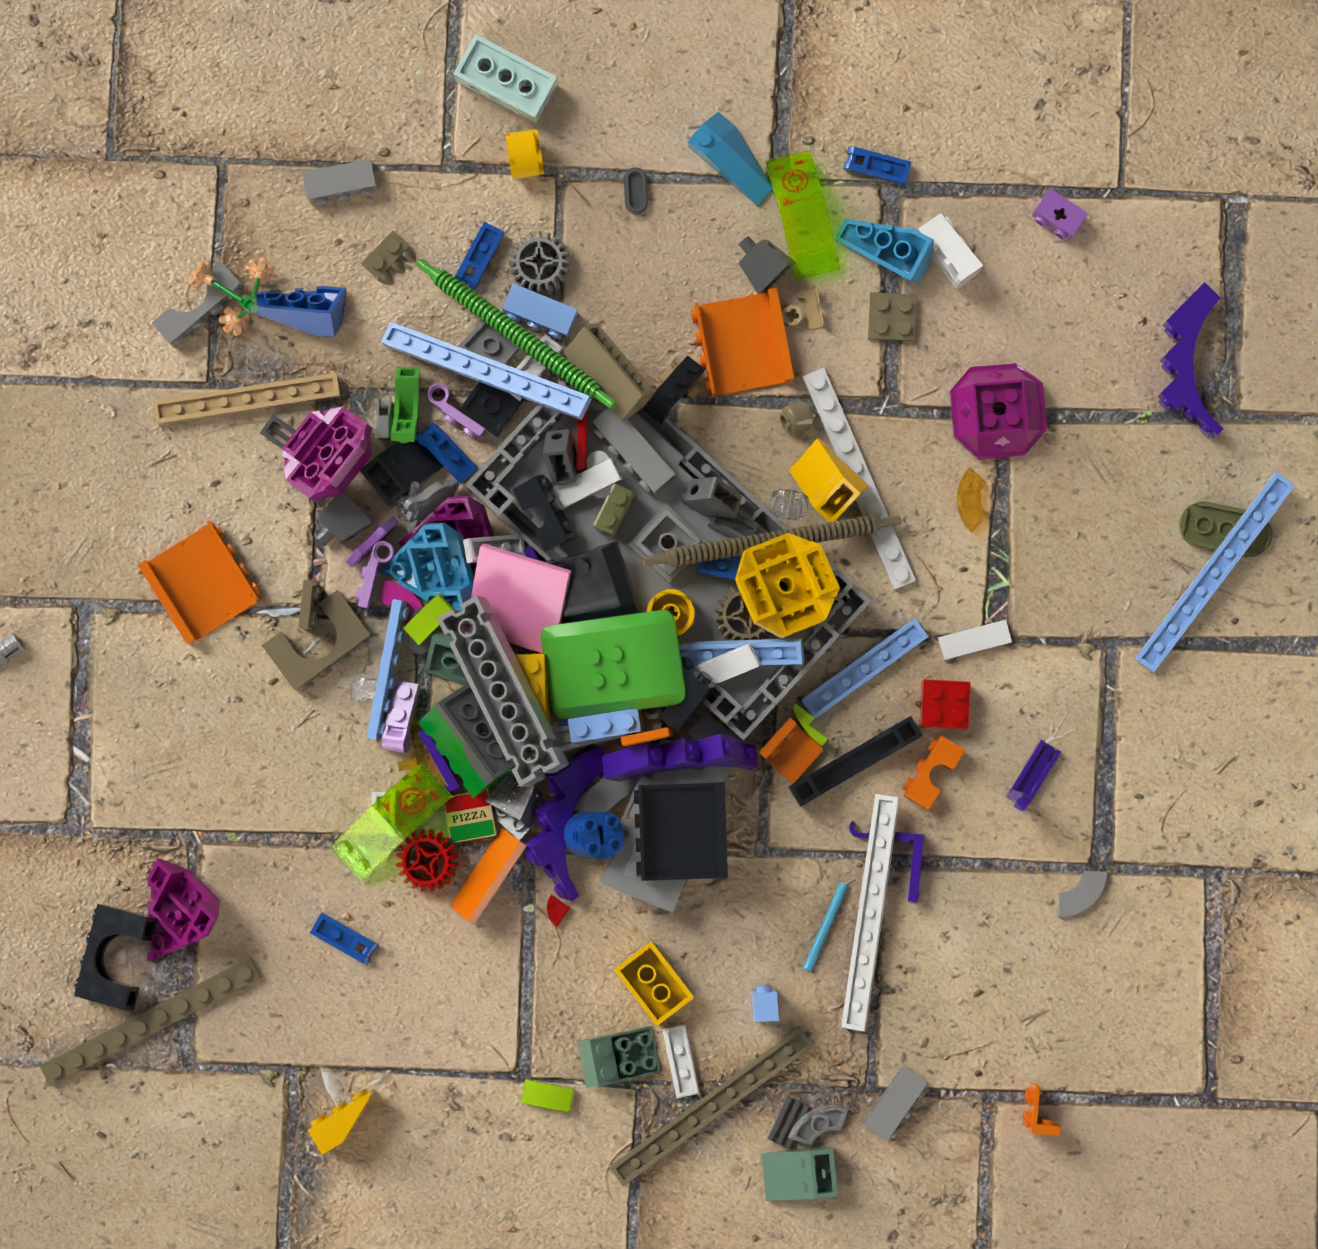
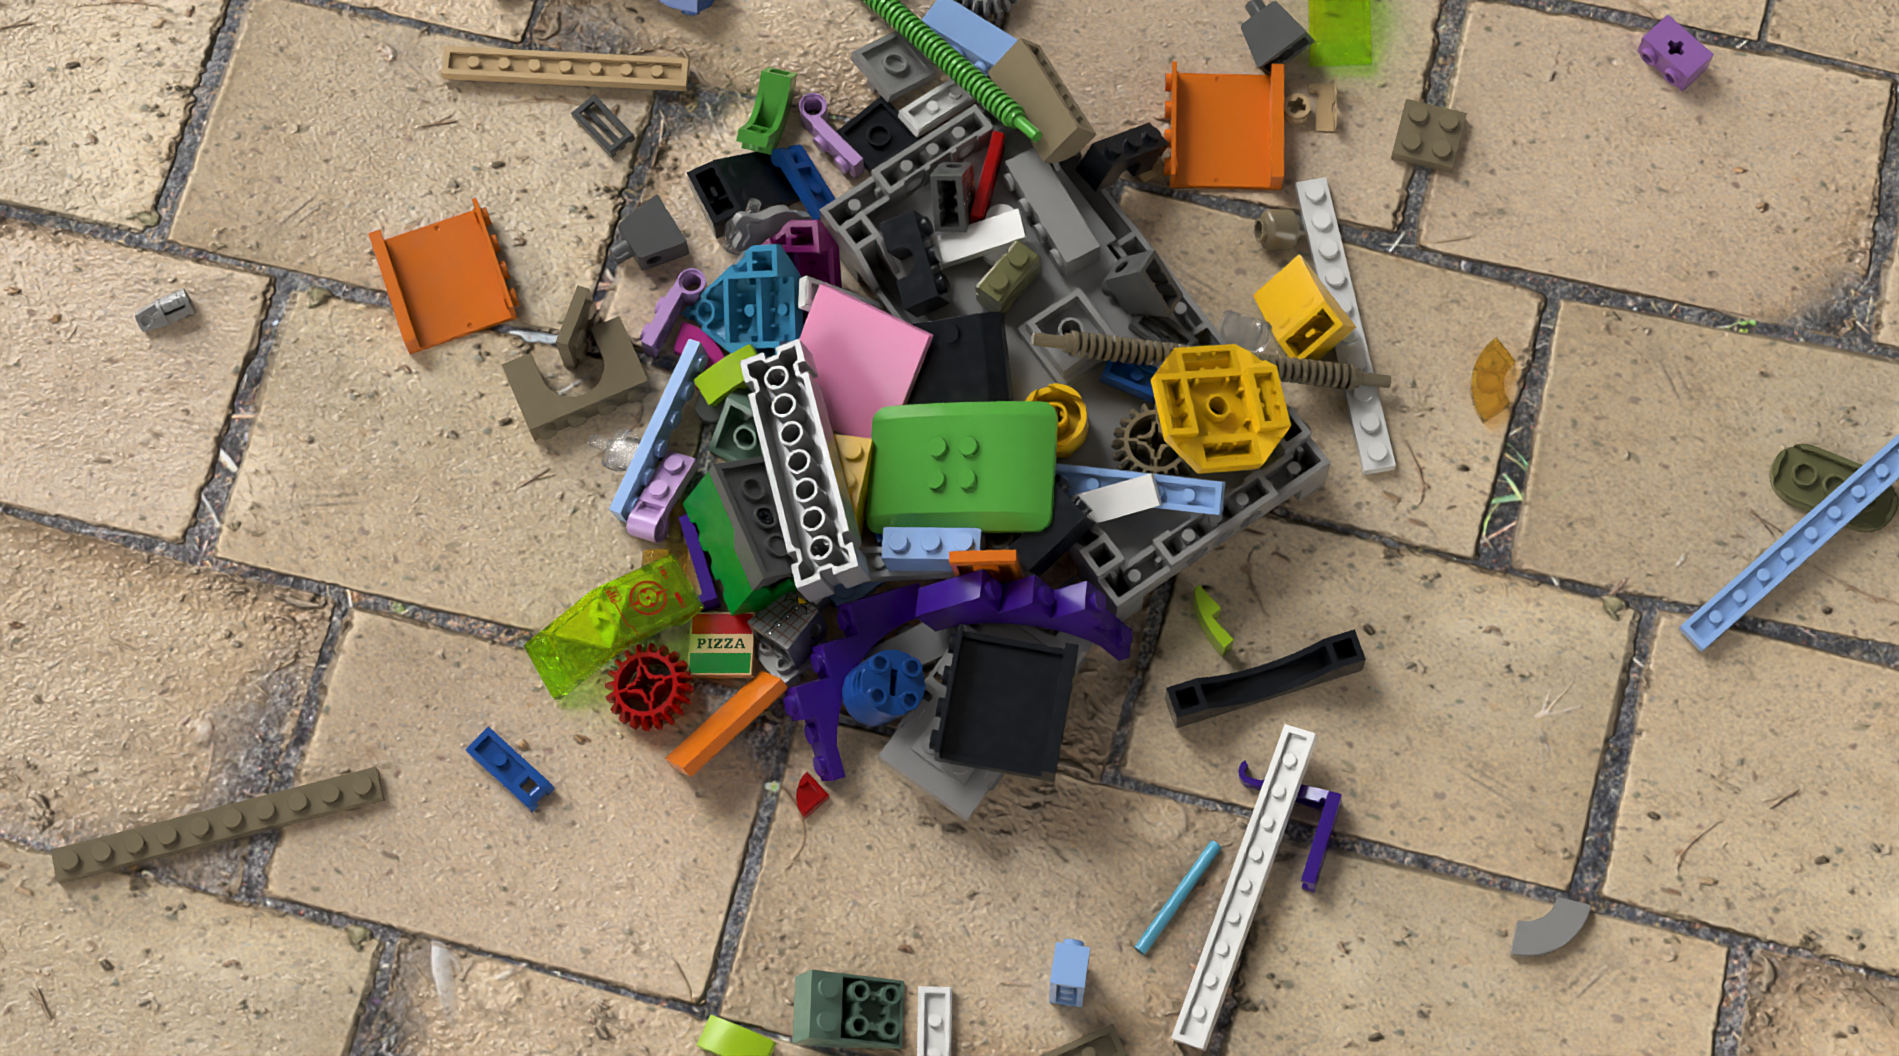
camera: 15 degrees right, 15 degrees down
(93, 980) = (197, 682): black arch -> none
(182, 908) = (297, 680): magenta wedge -> none
(326, 452) = (651, 145): magenta piece -> none
(335, 1129) = (436, 1014): yellow slope -> none
(366, 548) = (665, 277): medium lavender tile -> none
(383, 422) = (729, 145): light grey bar -> none
(486, 370) = (883, 80): light blue plate -> none
(654, 983) = (921, 917): yellow brick -> none
(791, 751) = (1177, 646): orange bracket -> none
(864, 668) = (1303, 563): light blue plate -> none
(893, 247) = (1450, 50): dark azure wedge -> none
(920, 788) = (1388, 696): orange arch -> none
(944, 704) = (1404, 631): red brick -> none
(951, 251) = (1521, 68): white wedge -> none
(974, 640) = (1461, 559): white tile -> none
(991, 434) = (1545, 303): magenta piece -> none
(1032, 775) = (1509, 754): dark purple hinge -> none
(1182, 391) = (1803, 260): dark purple arch -> none

